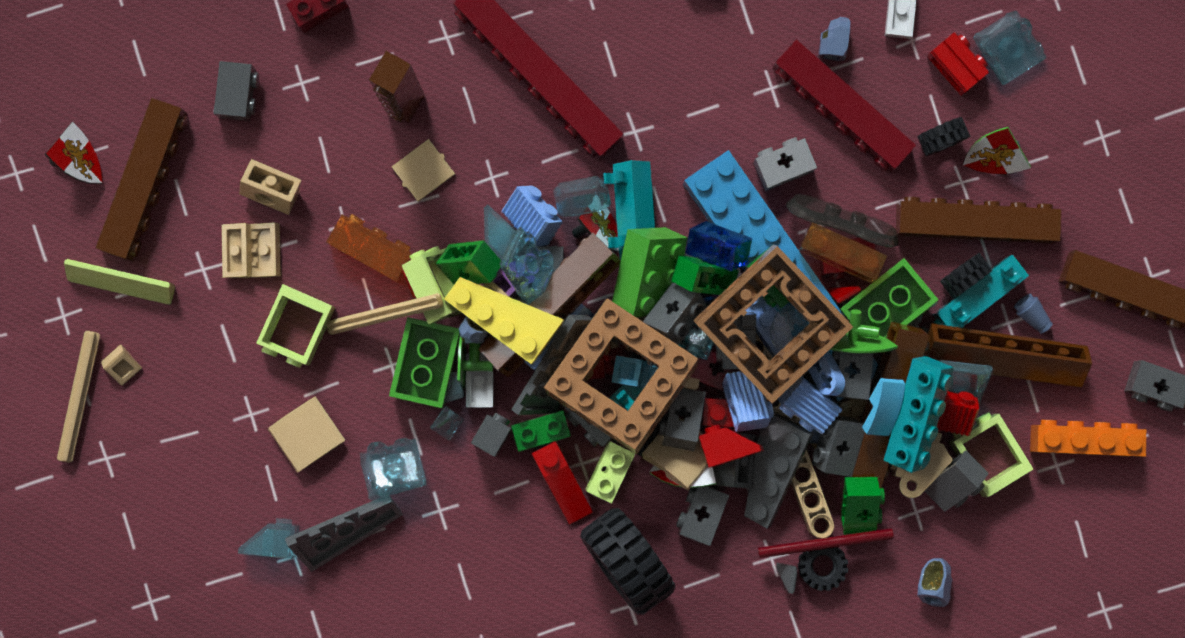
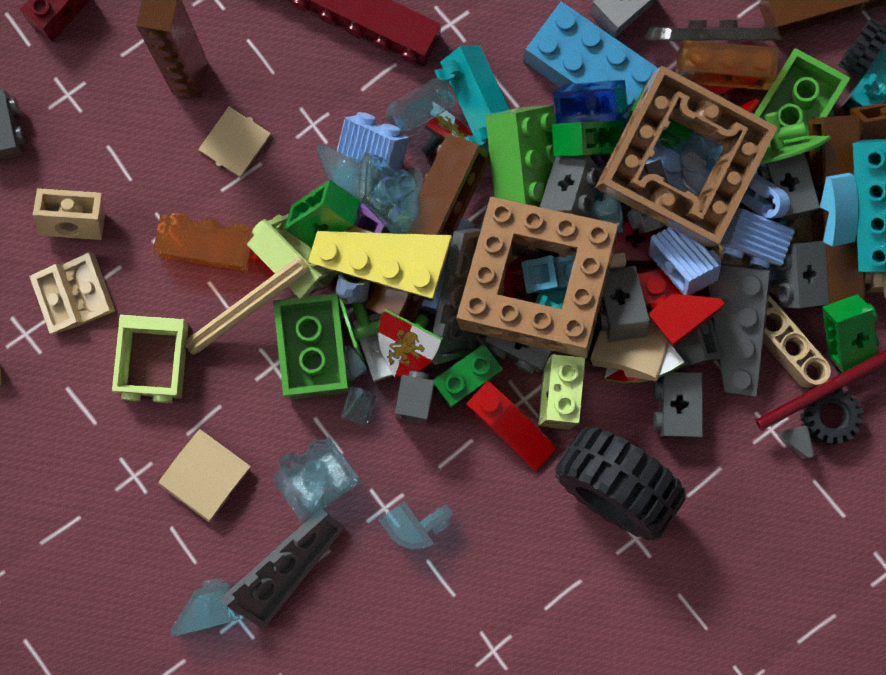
camera: 20 degrees left, 5 degrees down
(450, 535) = (408, 531): none -> clear light blue brick
(499, 391) = (406, 344): none -> shield

